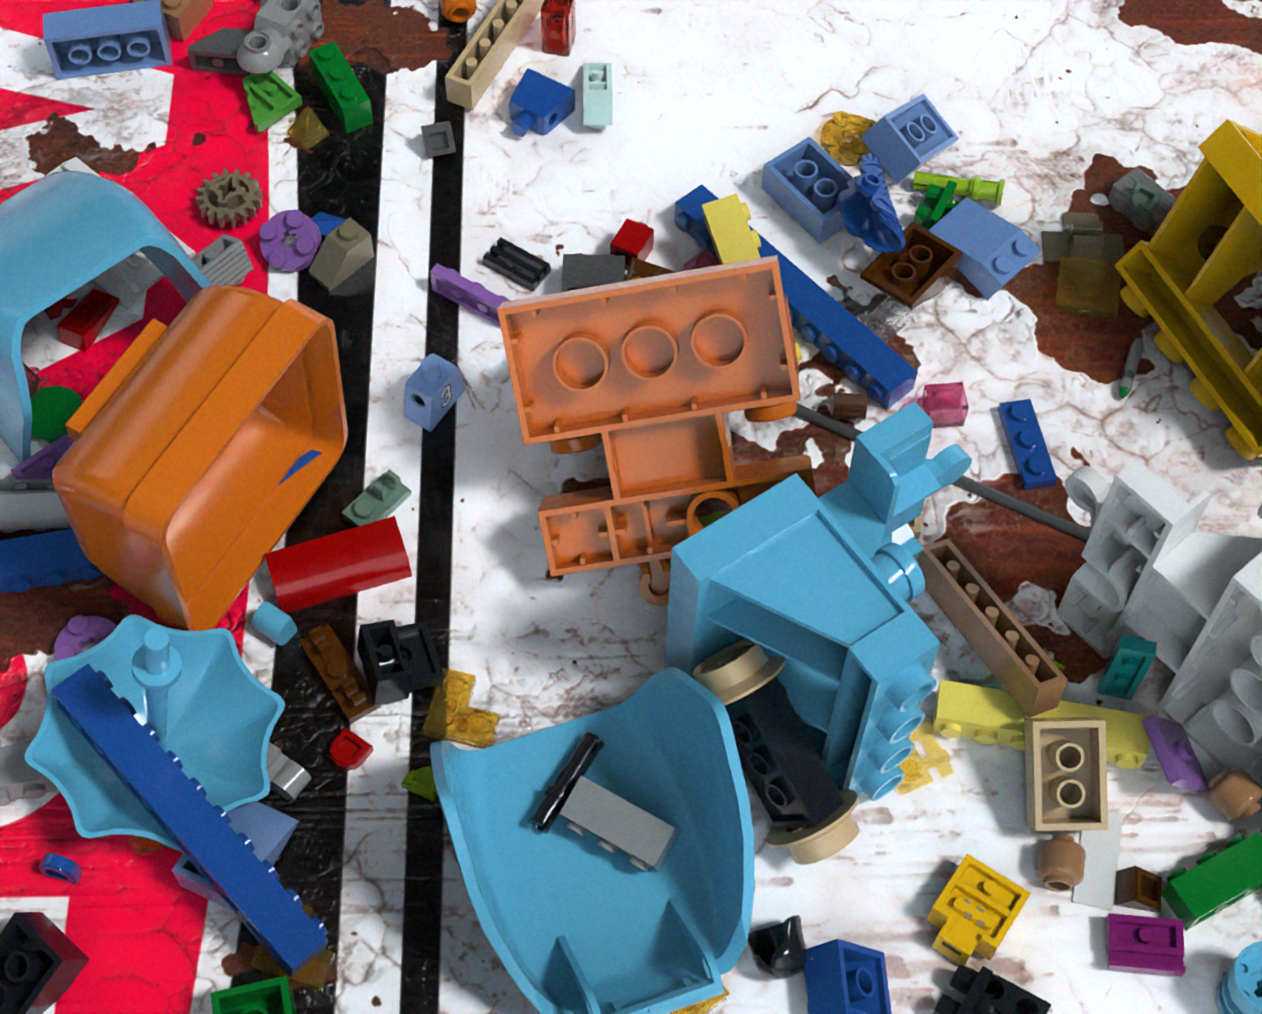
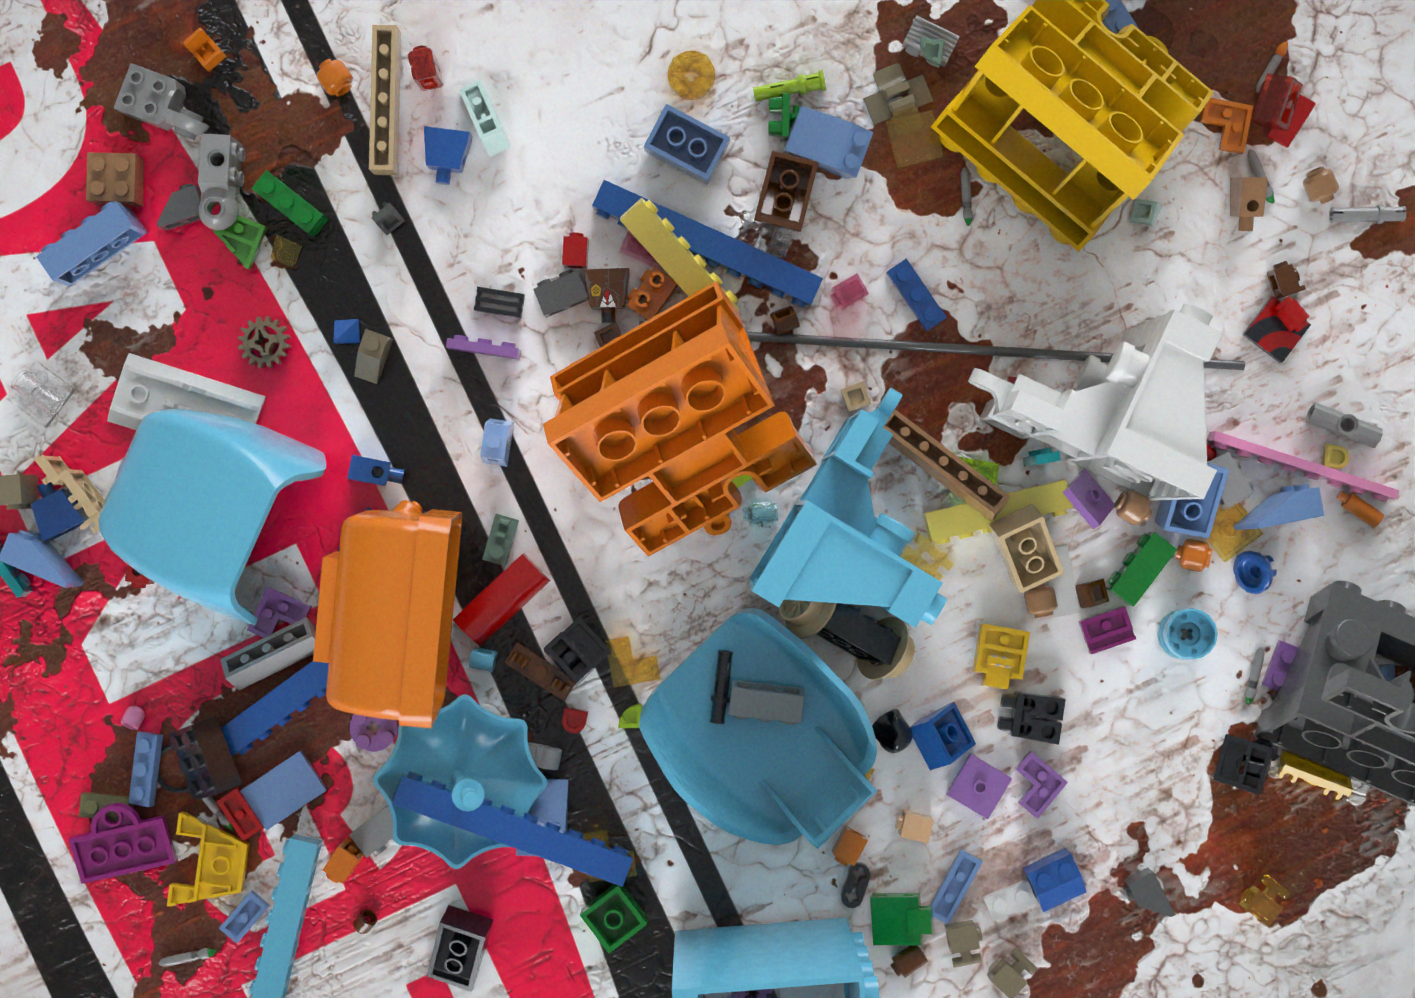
camera: 25 degrees left, 30 degrees up
(51, 411) = (253, 576): green dish -> none
(60, 868) = (442, 874): blue tile -> none
(224, 261) = (292, 411): light grey brick -> none
(278, 229) = (330, 348): medium lavender plate -> none
(869, 210) = (737, 163): blue piece -> none
(909, 137) = (738, 60): medium blue slope -> none

